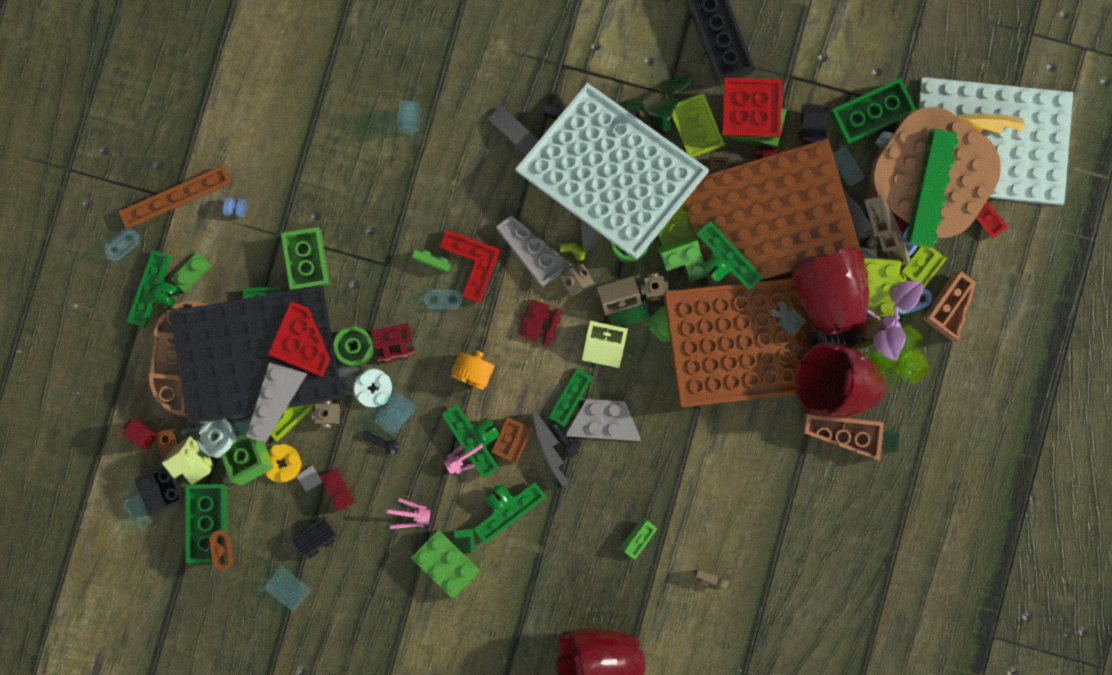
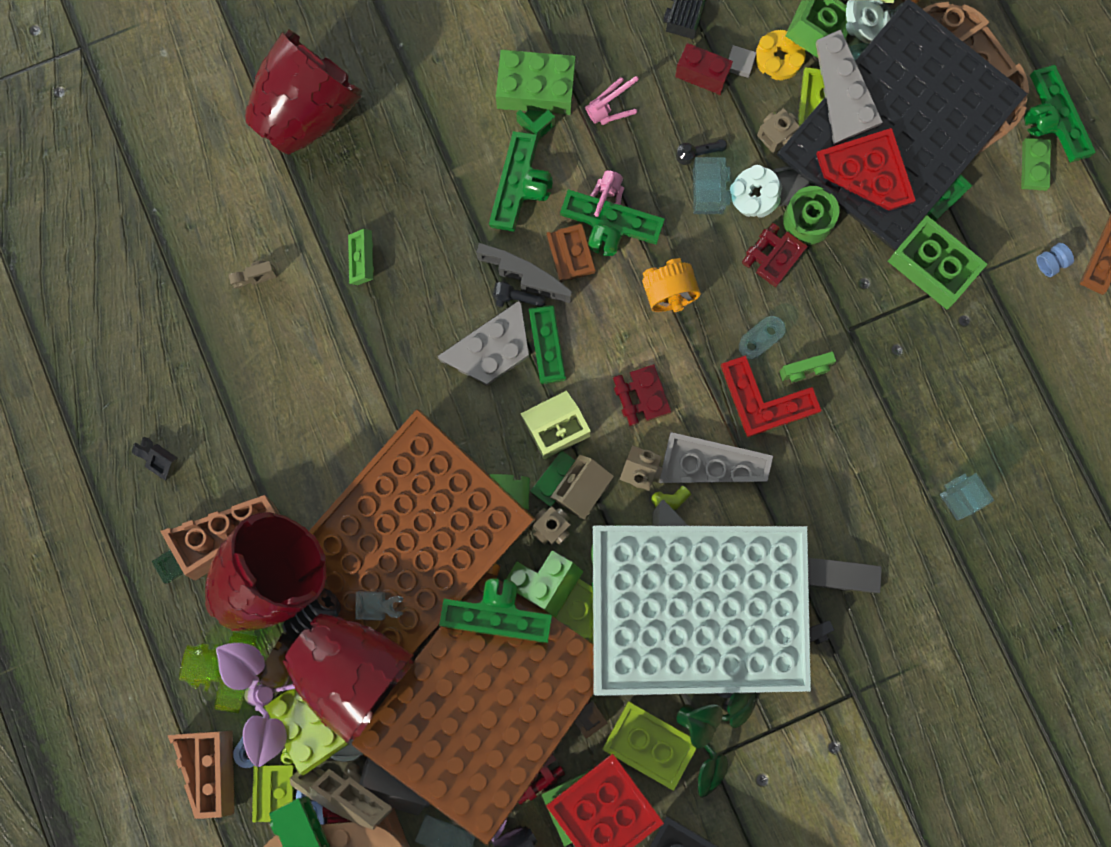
camera: 140 degrees right, 5 degrees down
(850, 508) = (157, 458): none -> black plate

